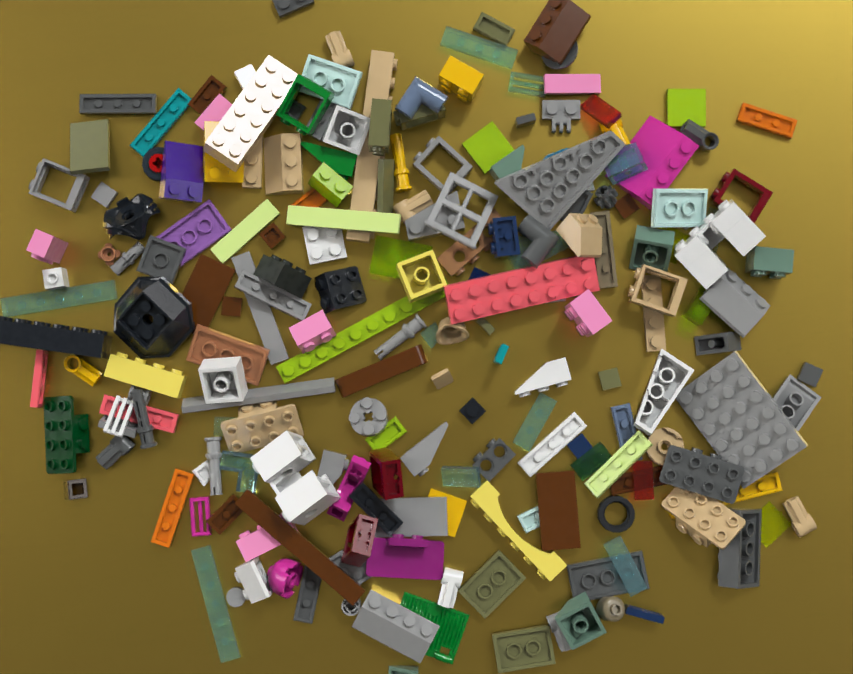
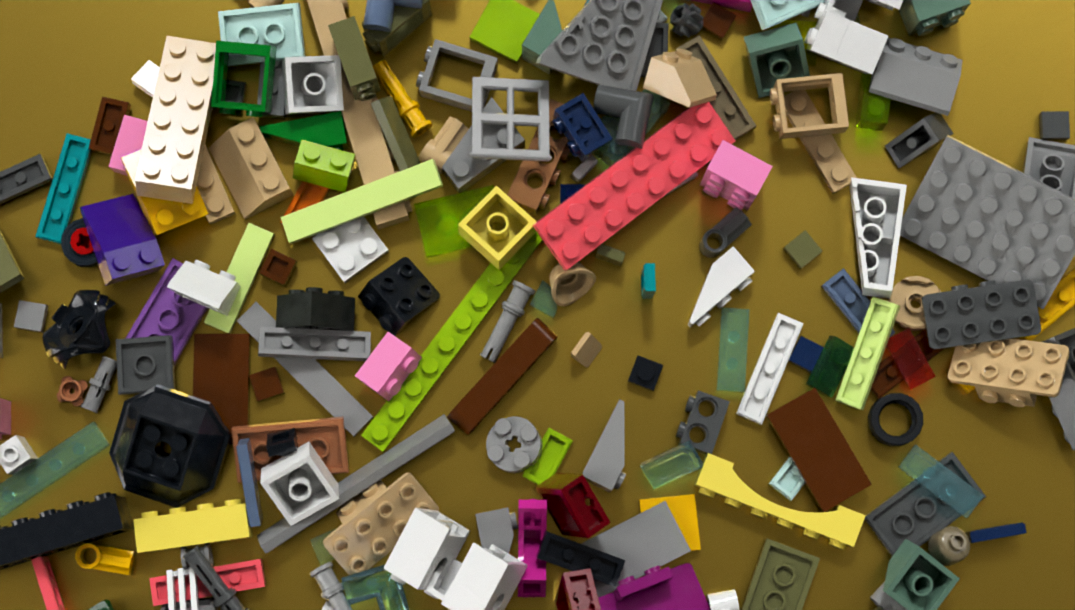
camera: 30 degrees left, 5 degrees down
(192, 364) = (249, 482): none -> sand blue tile
(220, 228) = (205, 287): none -> white slope
(223, 349) = (282, 442): none -> black plate
(494, 263) = (584, 168): none -> light grey tile
(566, 345) = (725, 232): none -> dark grey piece

